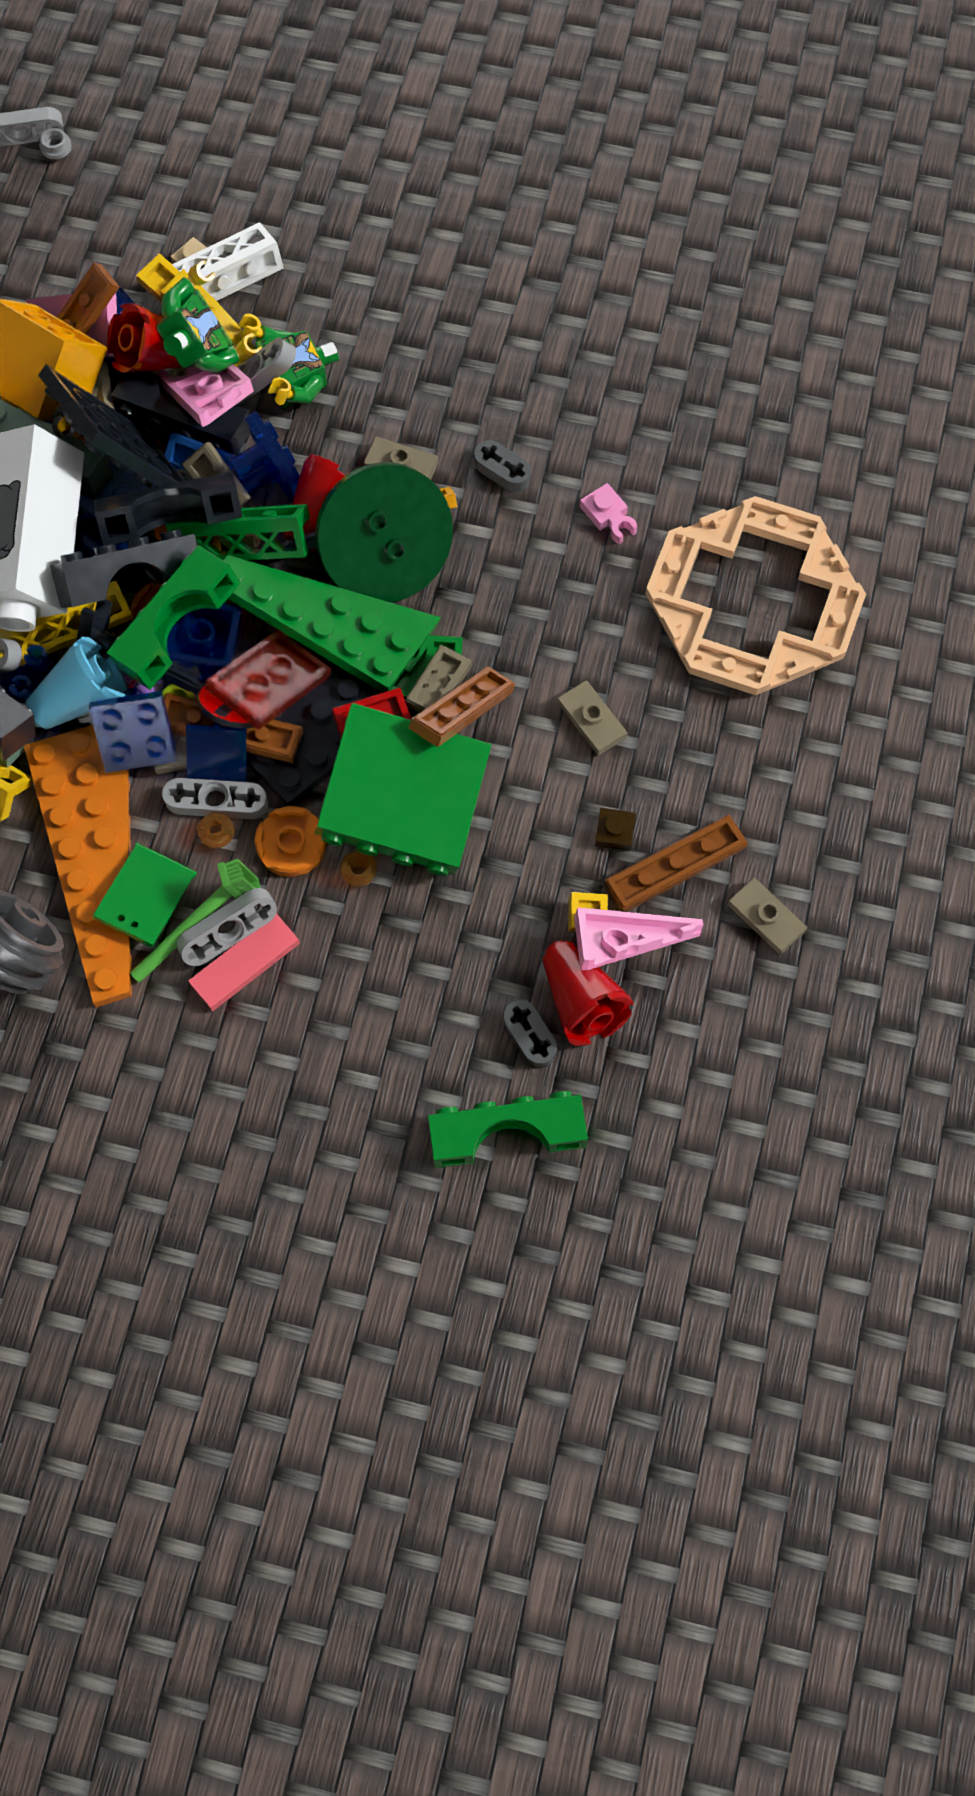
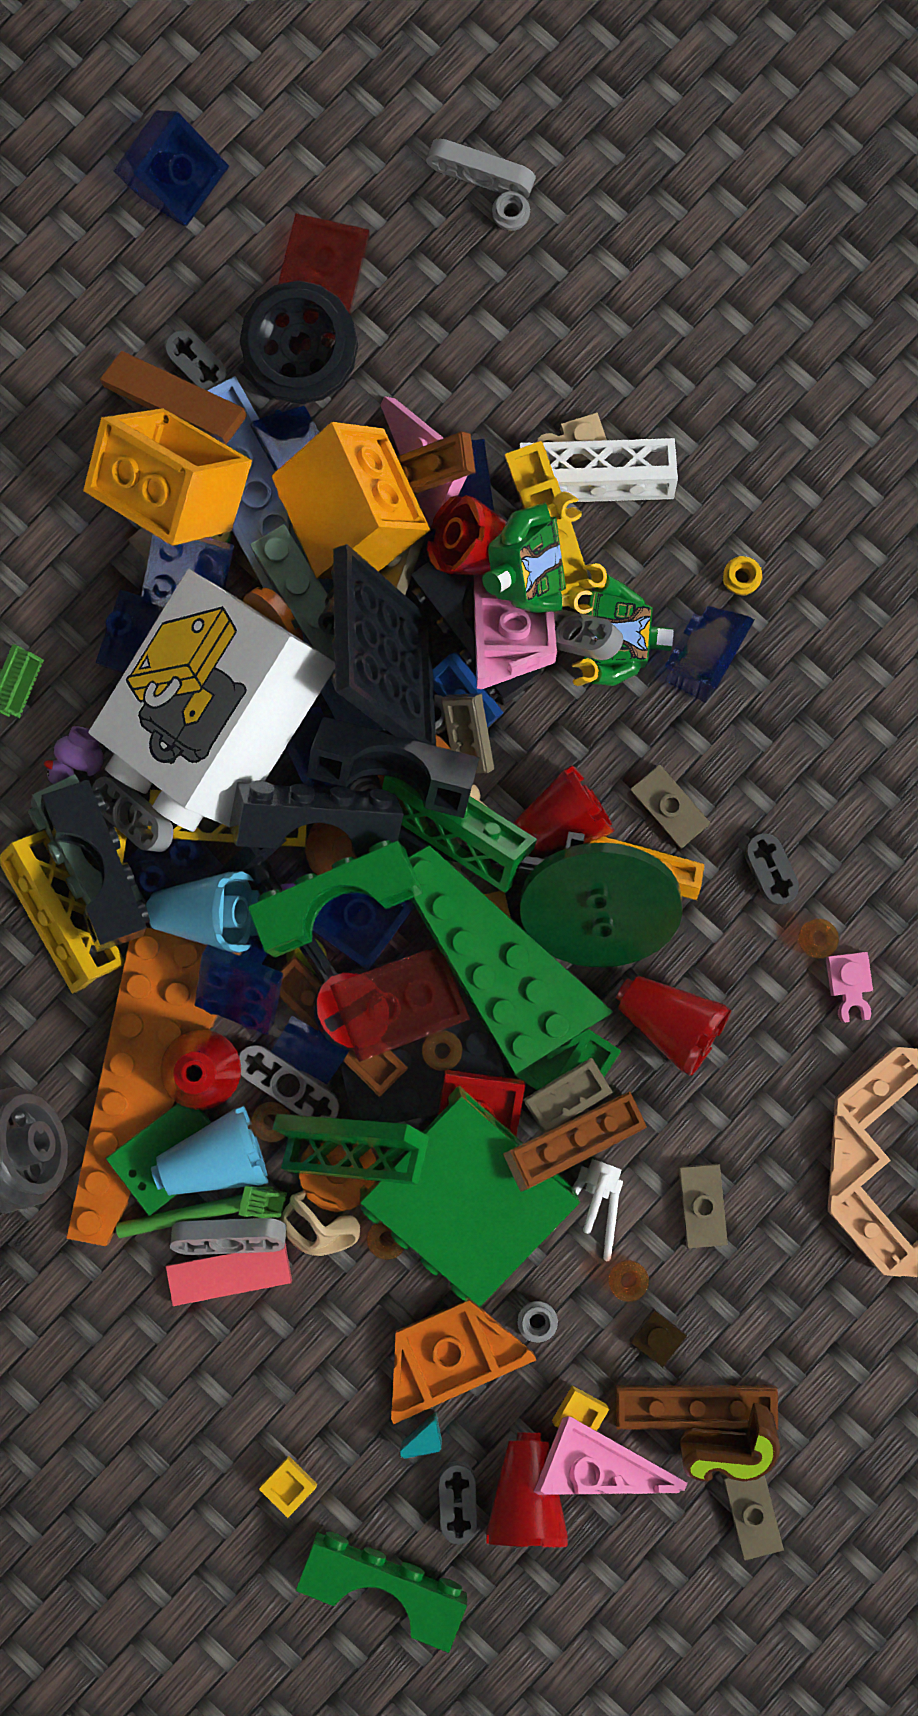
camera: 30 degrees right, 15 degrees up
(134, 809) = (218, 1064): none -> red cone
(181, 867) = (213, 1158): none -> medium azure cone
(265, 460) = (529, 742): clear blue plate -> none
(285, 786) = (351, 1133): none -> green fence
(314, 879) = (330, 1239): none -> tan piece
(319, 693) = (442, 1063): none -> clear orange plate
(363, 289) = (747, 565): none -> yellow plate
(366, 342) = (708, 652): none -> clear blue slope
(383, 1094) = (288, 1486): none -> yellow plate
(458, 926) = (450, 1356): none -> orange wing
(474, 996) = (423, 1440): none -> teal slope
(490, 593) = (673, 1020): none -> red cone
(504, 740) = (601, 1181): none -> white plant
(513, 856) = (537, 1334): none -> light grey plate
(565, 501) = (806, 938): none -> clear orange plate
(571, 790) = (628, 1293): none -> clear orange plate
(728, 873) = (732, 1453): none -> reddish brown animal

